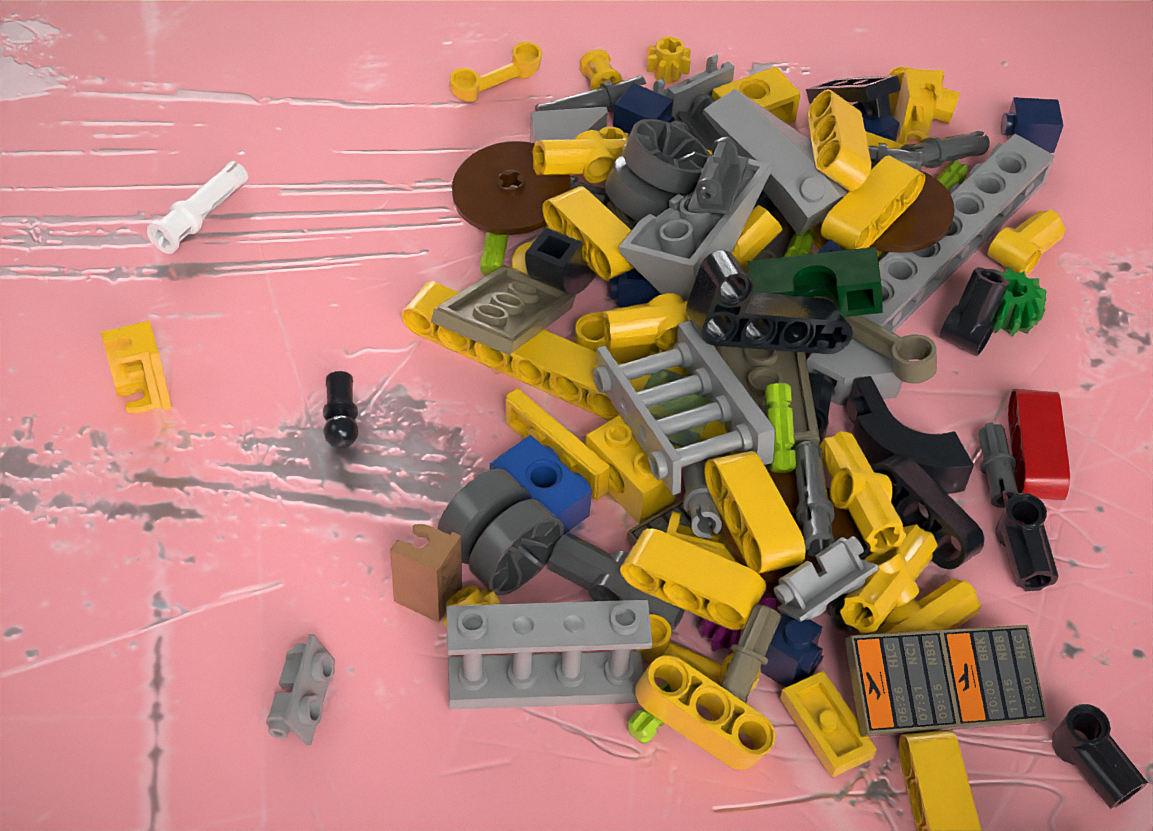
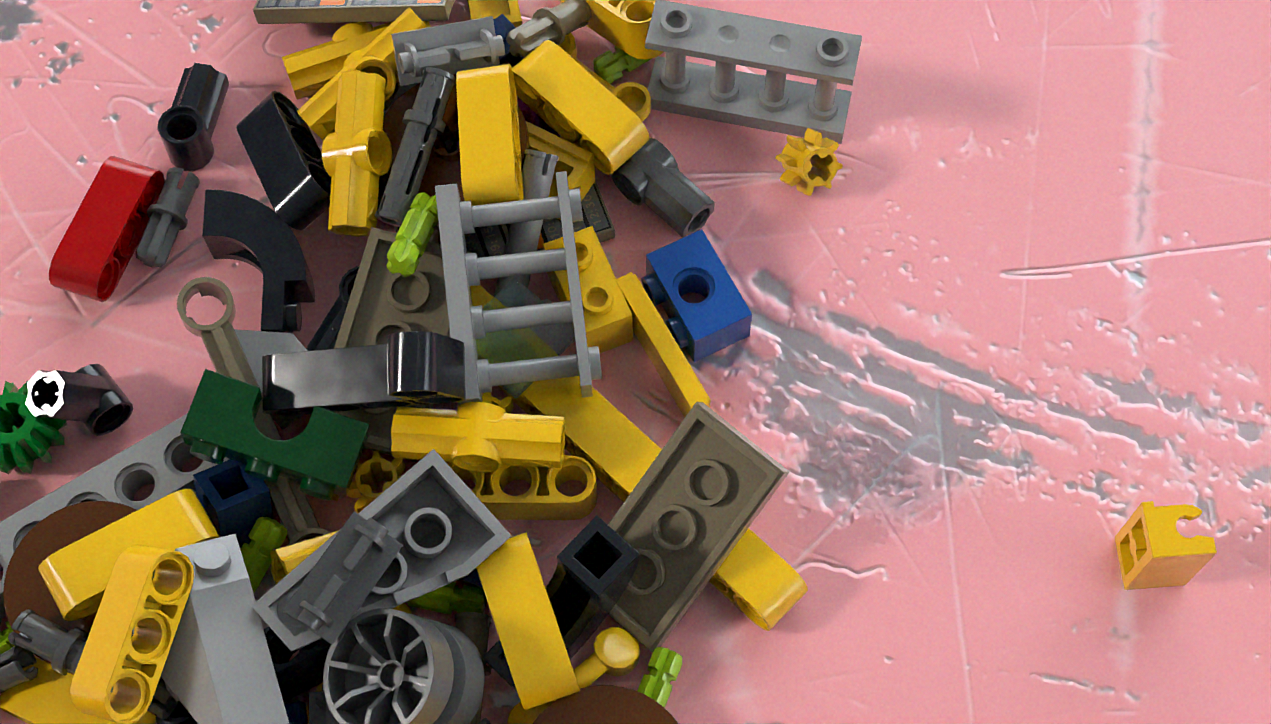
camera: 160 degrees left, 15 degrees up
(307, 673) = (1004, 117): light grey hinge -> none
(340, 410) = (912, 435): black pin -> none
(428, 574) = (851, 191): medium nougat hinge -> none
(501, 530) = (762, 225): dark grey wheel -> none

